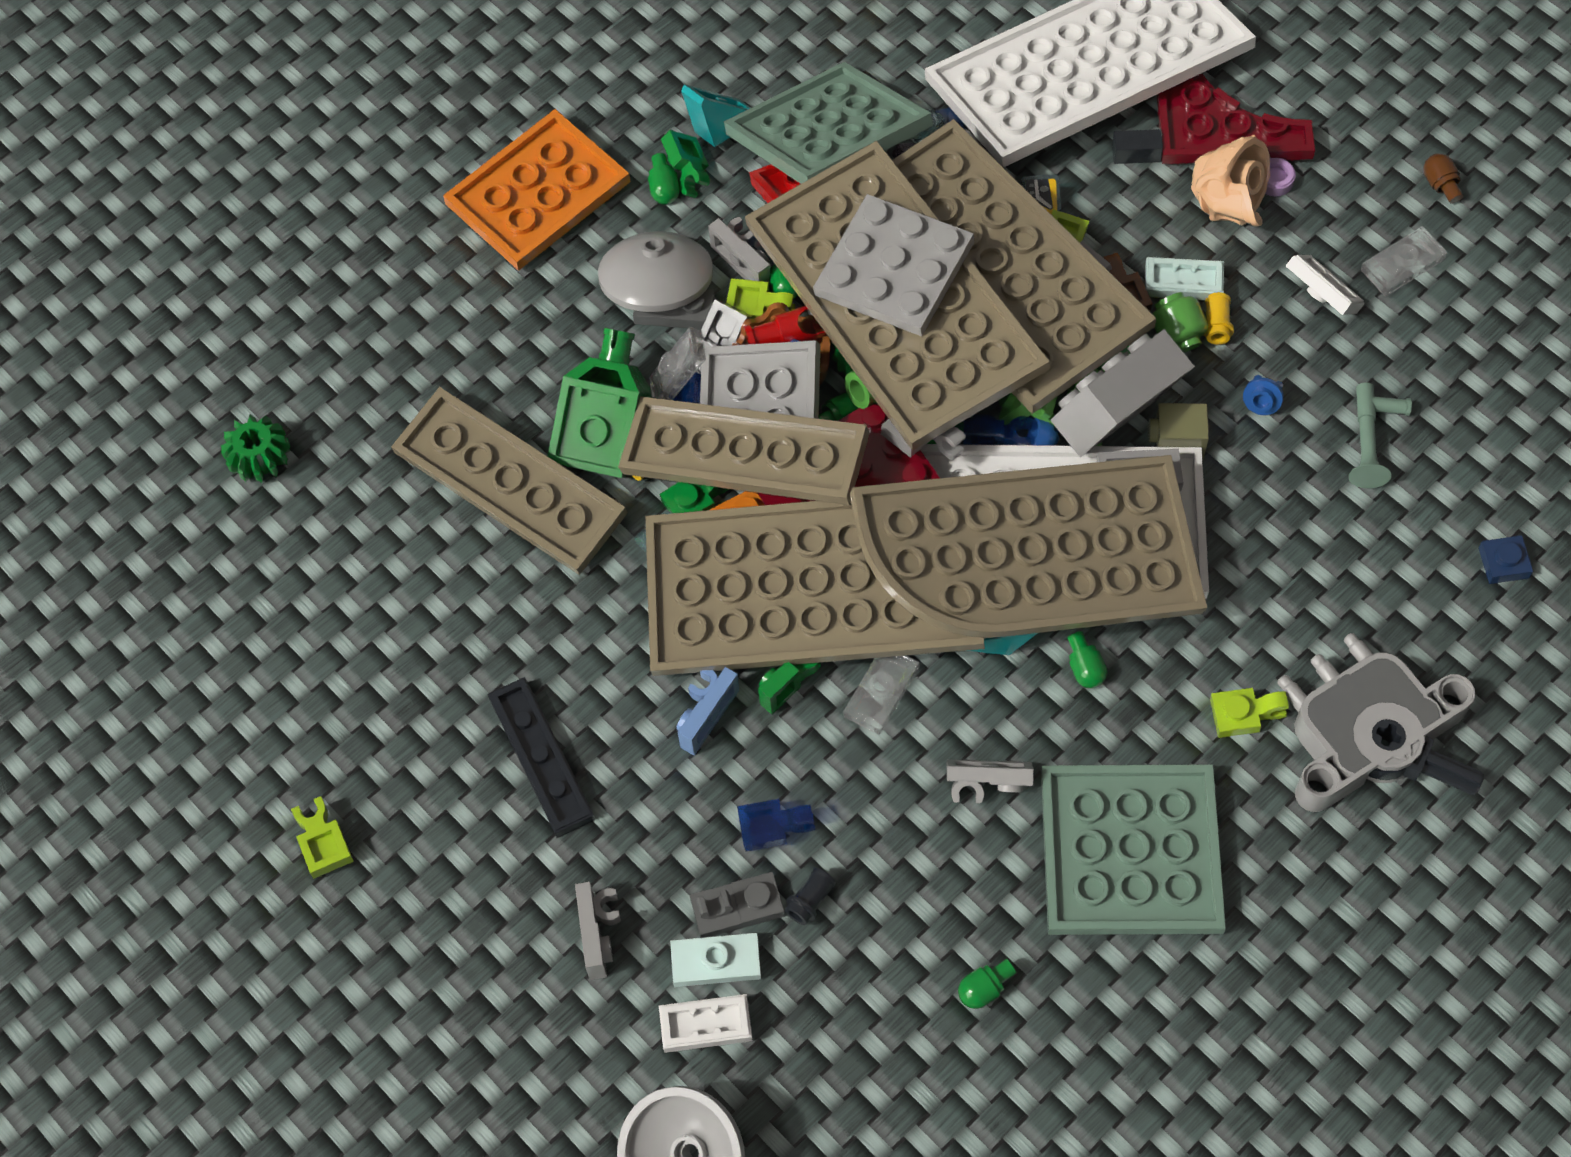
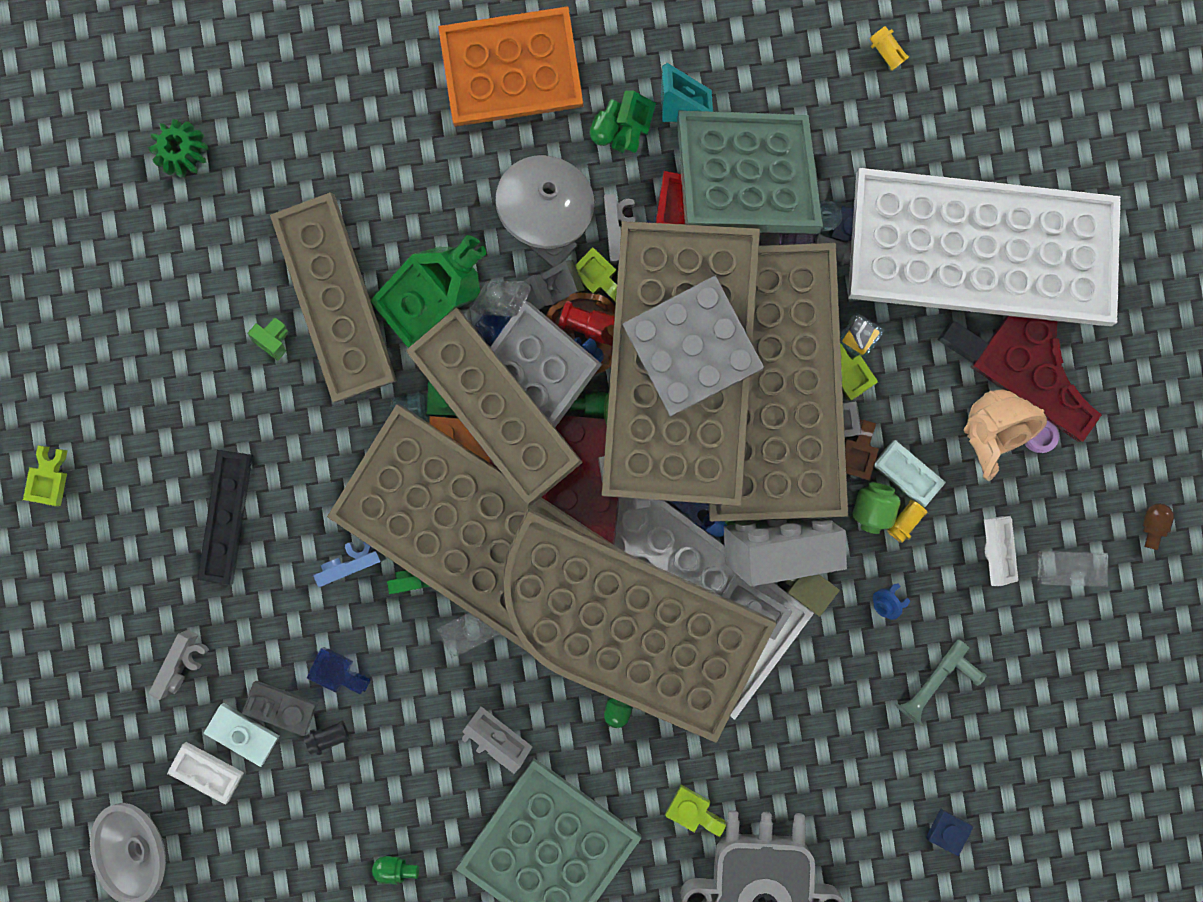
camera: 30 degrees right, 25 degrees up
(469, 556) = (270, 338): none -> bright green tile

